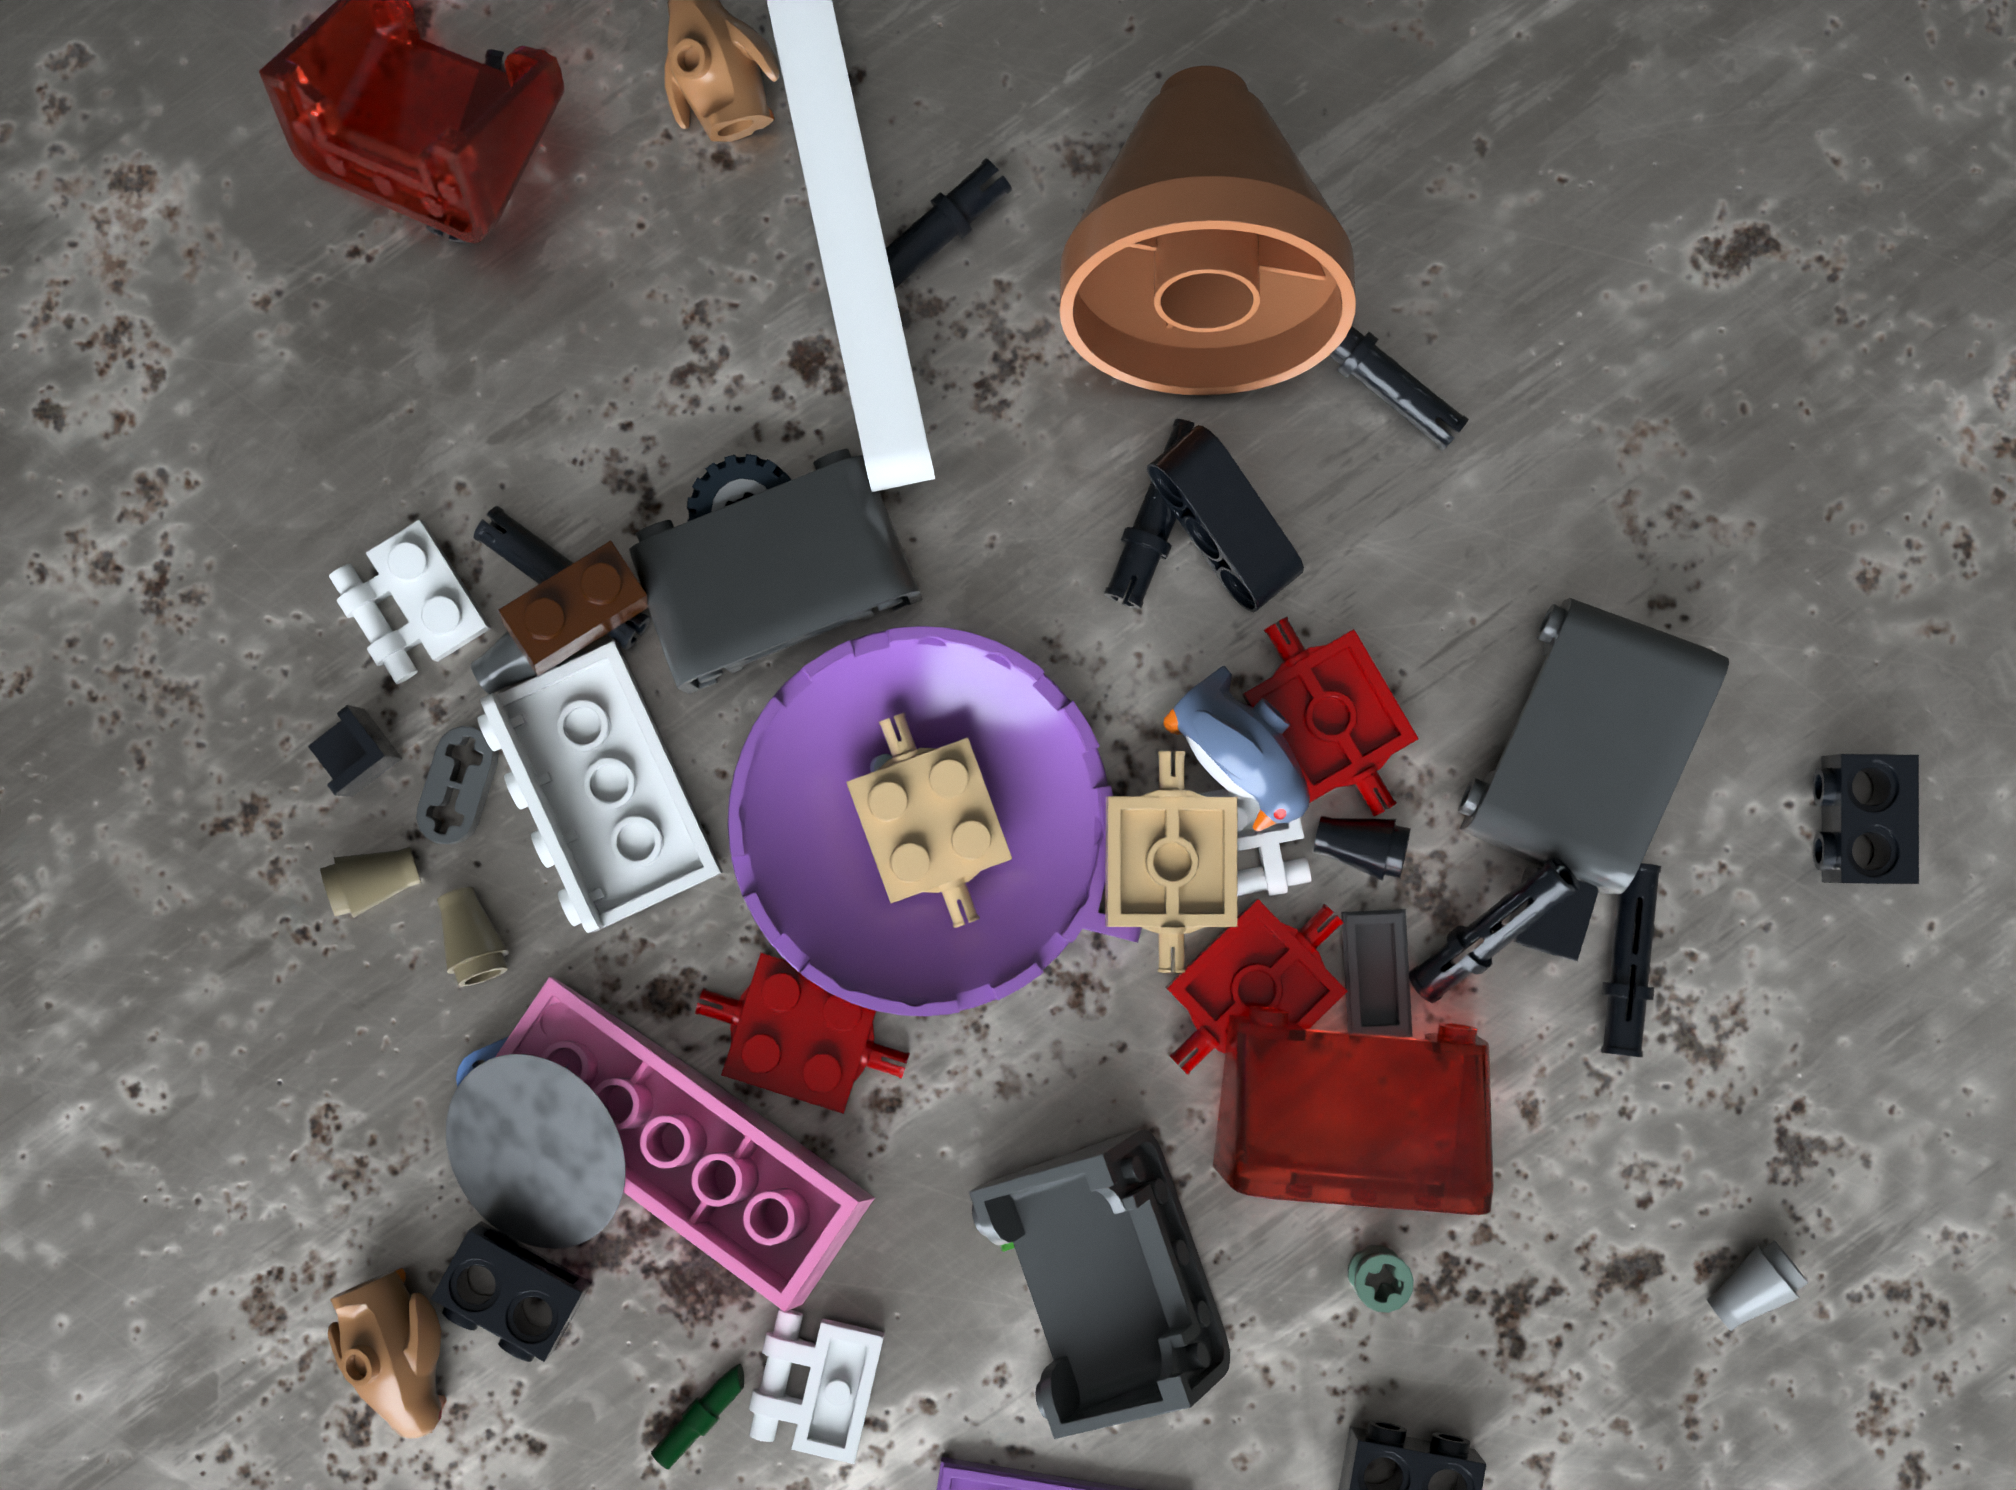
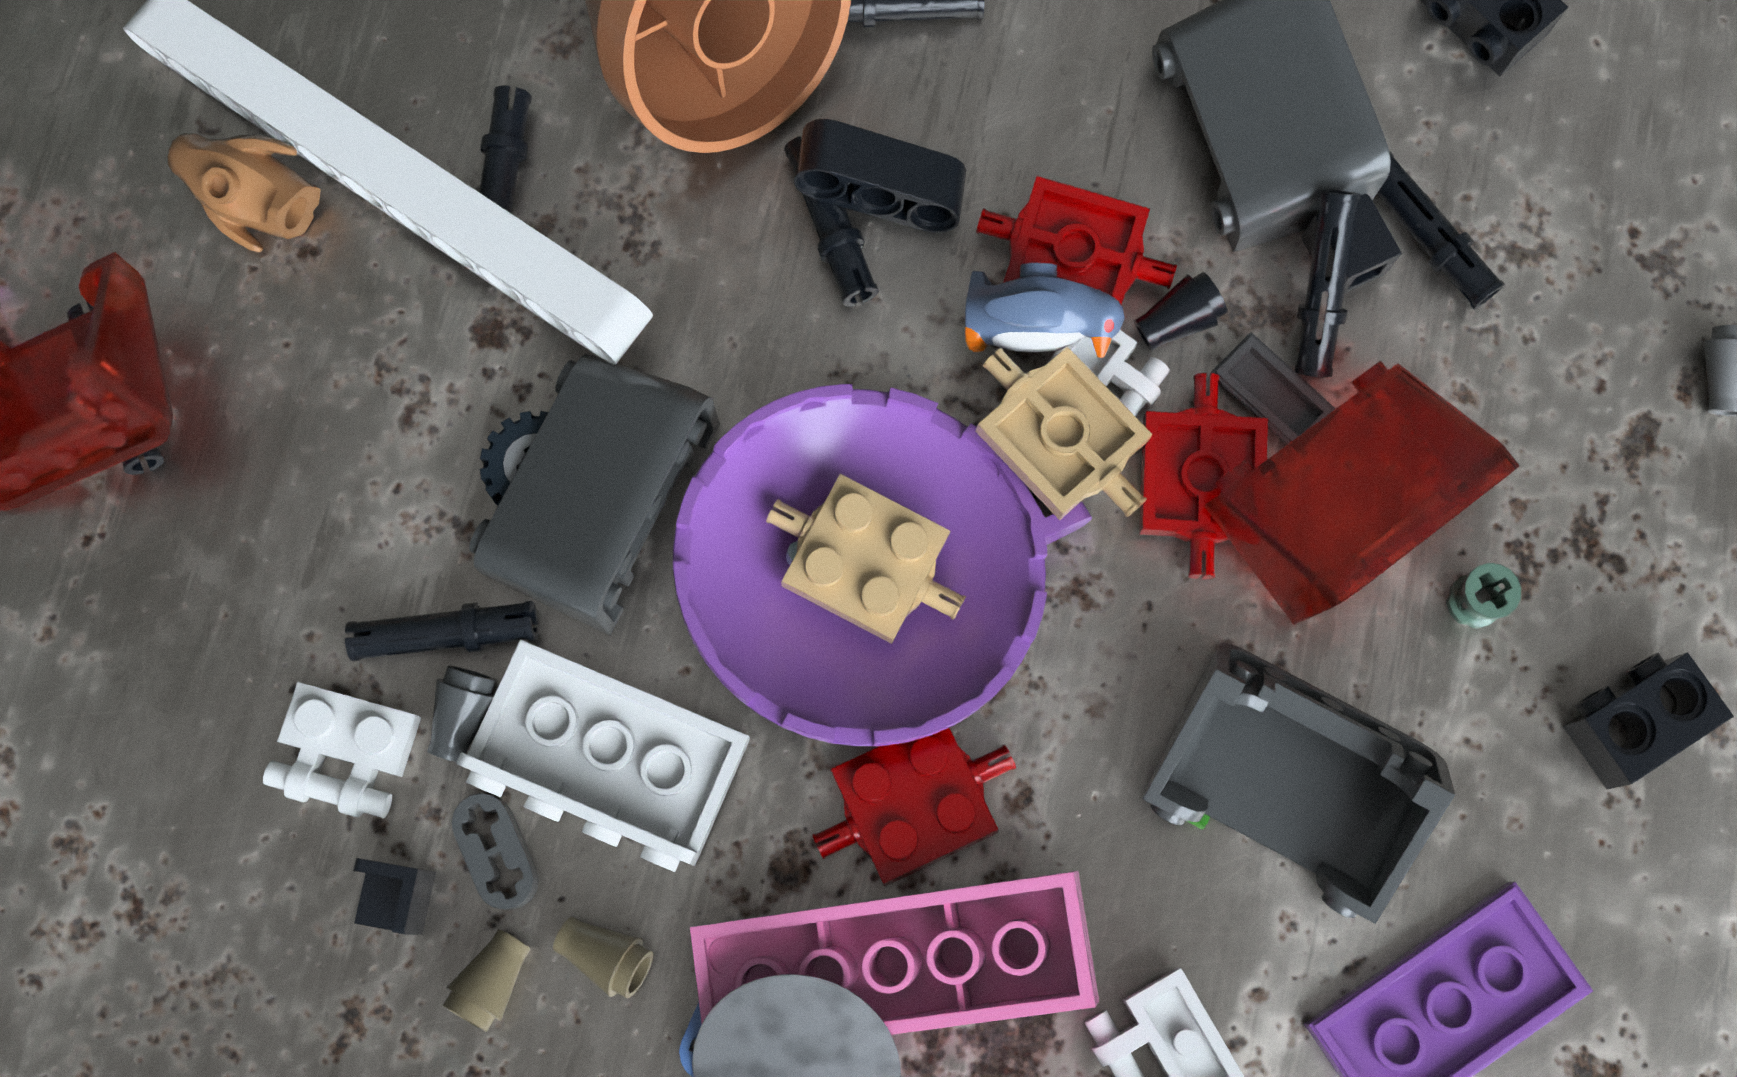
camera: 40 degrees left, 10 degrees down
(574, 608) = (467, 631): reddish brown brick -> none

